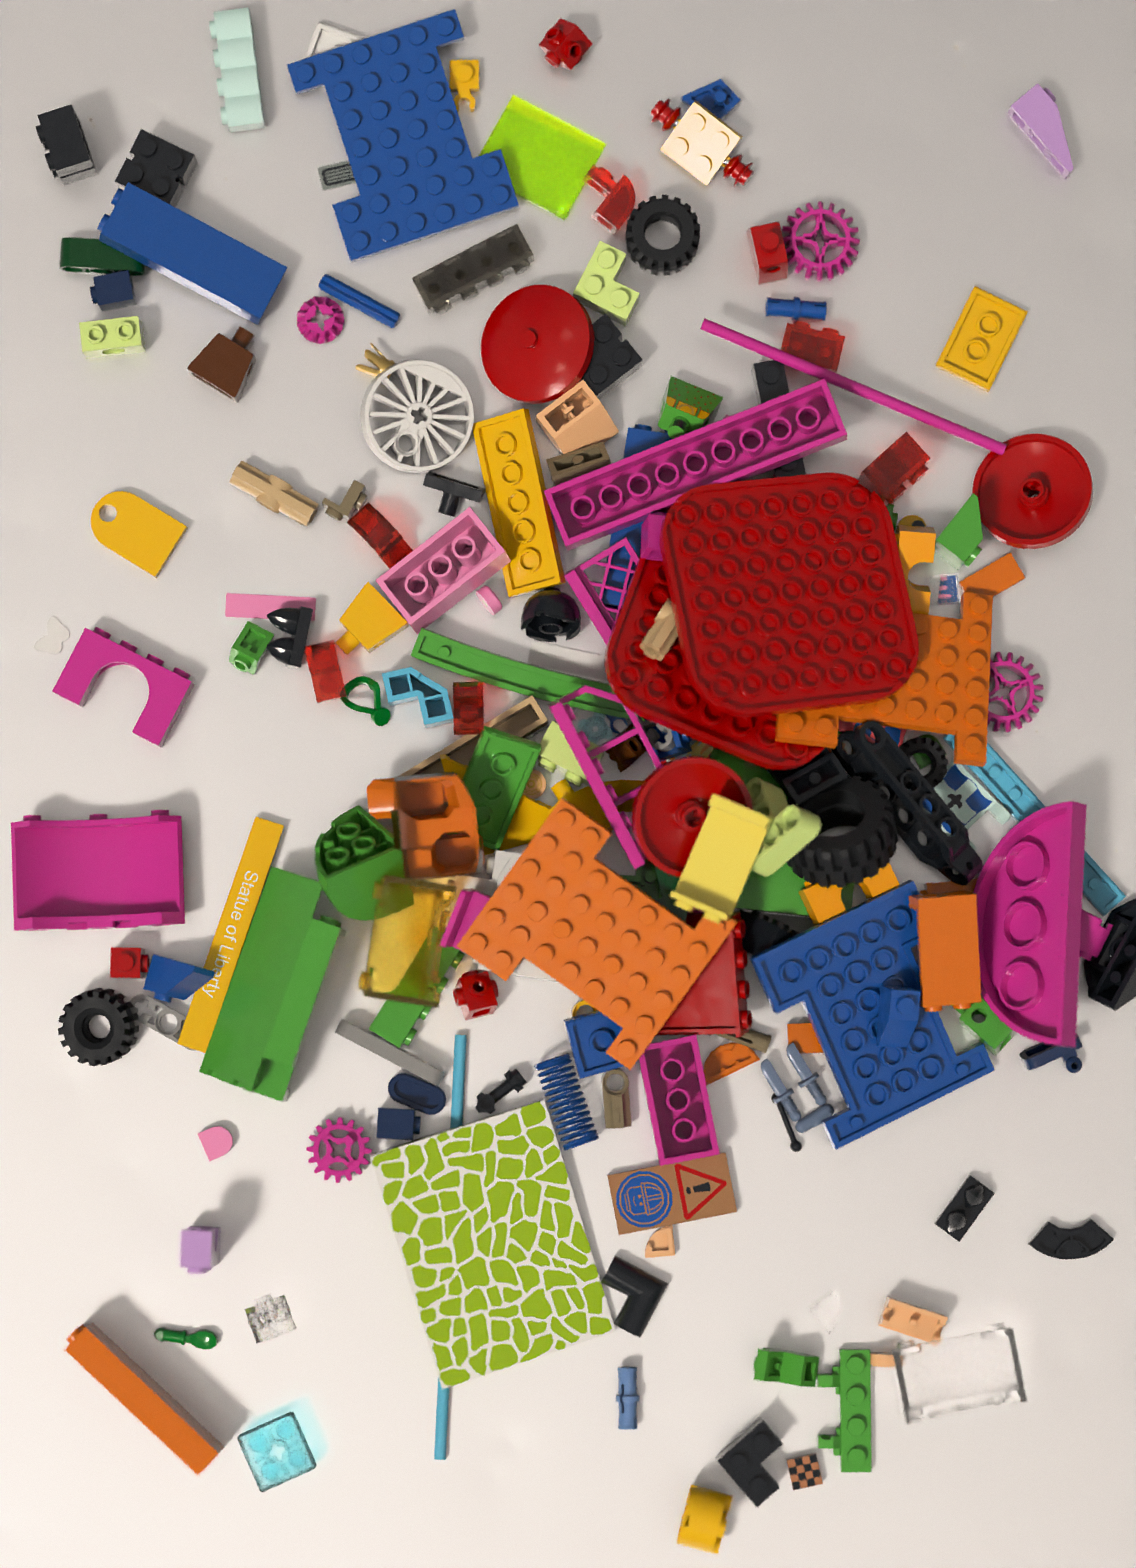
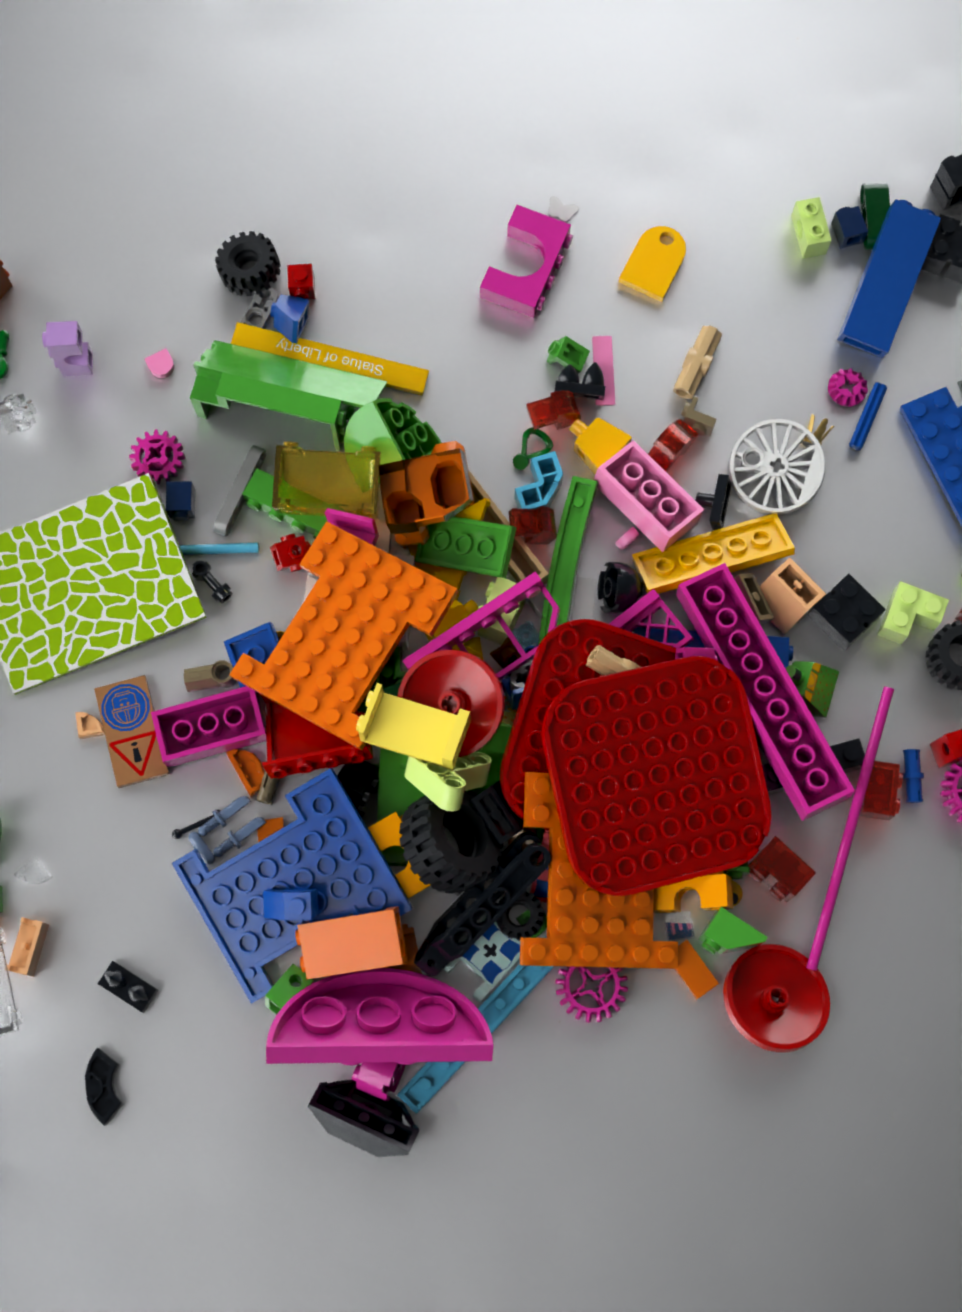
camera: 85 degrees right, 10 degrees down
(97, 872) = (372, 250): dark pink panel -> none
(225, 364) = (800, 315): reddish brown torso -> none
(417, 1093) = (205, 516): dark blue tile -> none
(473, 269) = (907, 503): clear smoke brick -> none
(536, 785) = (474, 587): light nougat tile -> none
(537, 344) = (851, 557): red dish -> none
(558, 1062) = (239, 627): blue piece -> none
(642, 1294) = (44, 713): black brick -> none
(981, 339) = (909, 943): yellow tile -> none
(1045, 1053) = (277, 1071): dark blue piece -> none

